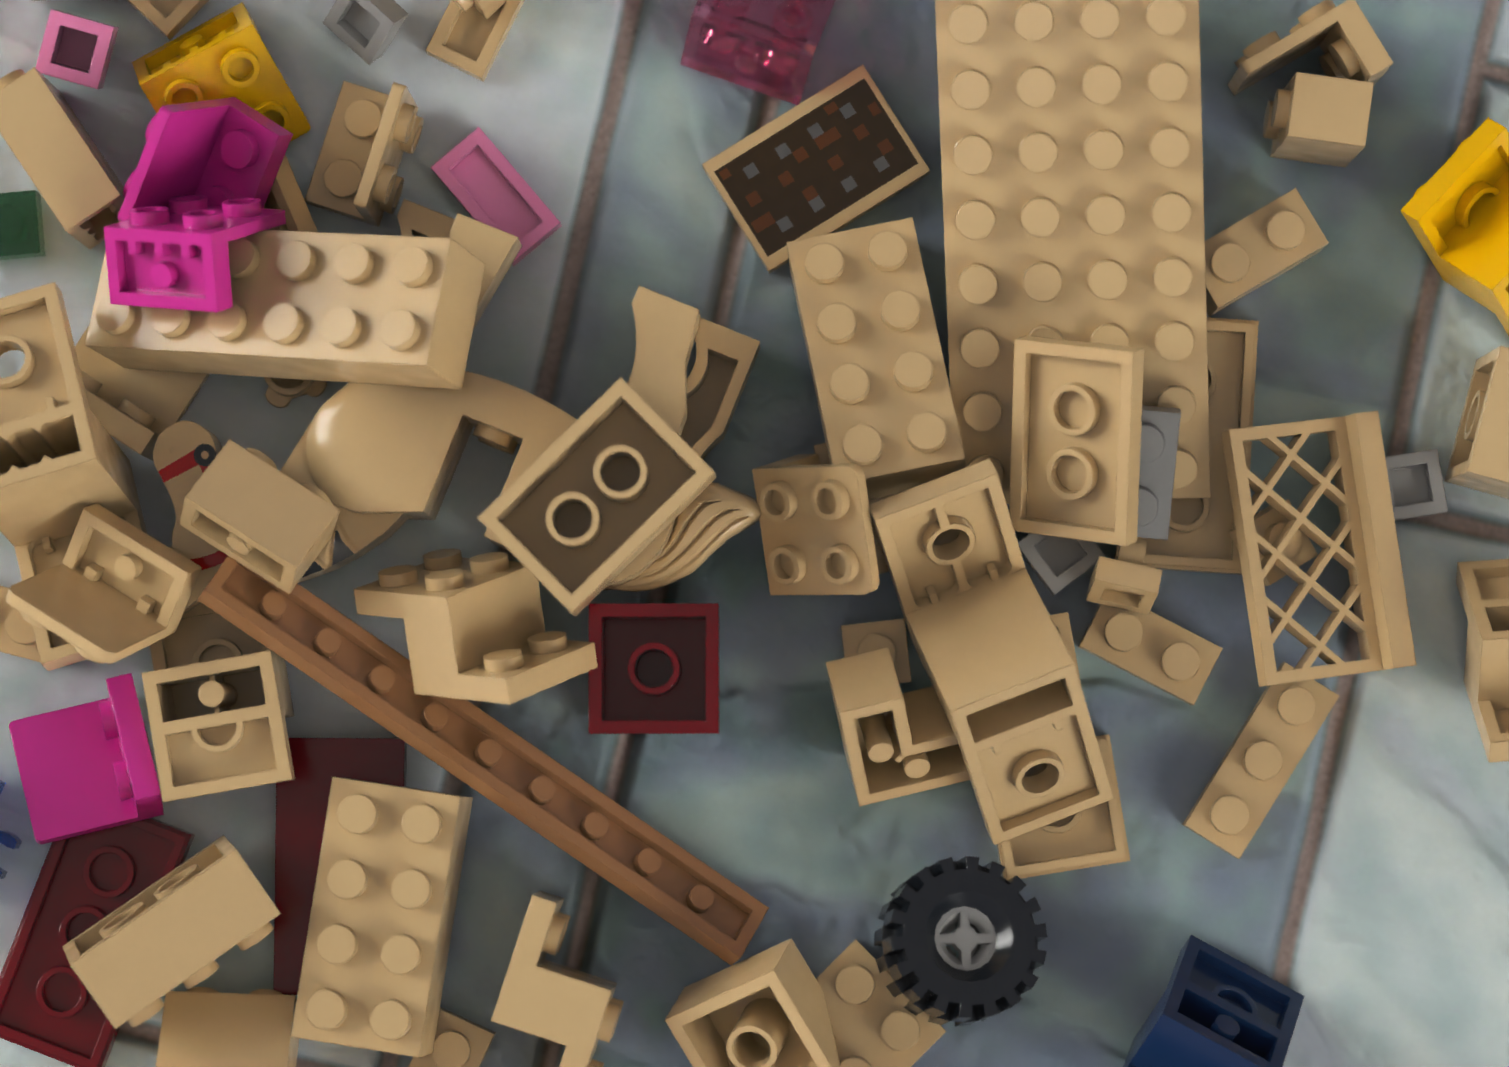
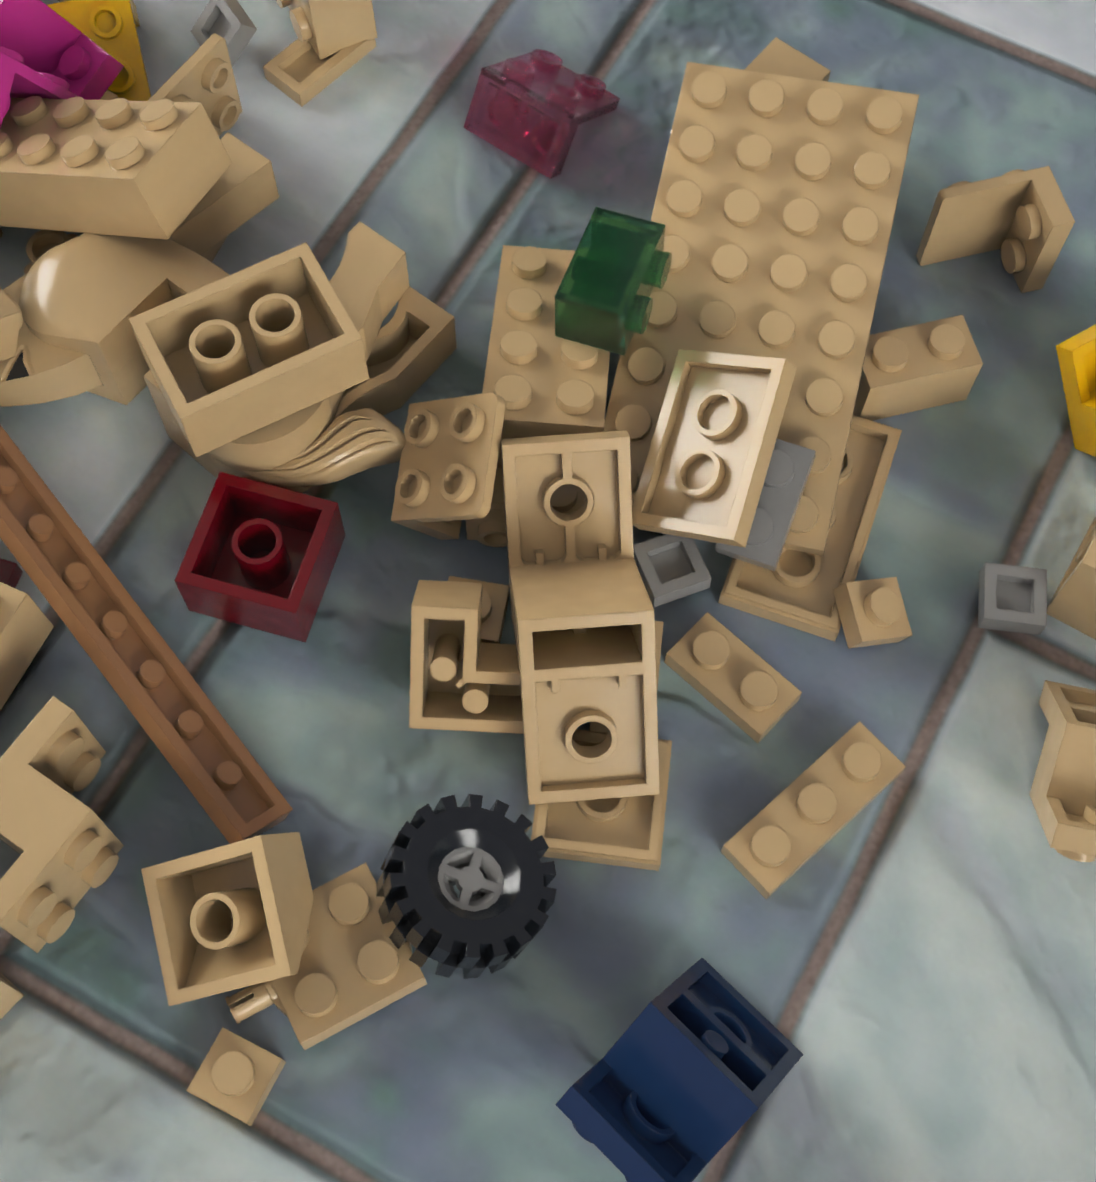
camera: 10 degrees right, 20 degrees down
(475, 627) = (107, 457): tan bracket -> none
(495, 192) = (297, 199): bright pink tile -> none
(816, 167) = (536, 213): dark brown tile -> none
(928, 291) = (611, 281): none -> clear green brick
(1125, 580) = (724, 596): tan tile -> none
(1319, 119) = (995, 273): tan brick -> none
(1364, 528) = (962, 639): tan fence -> none

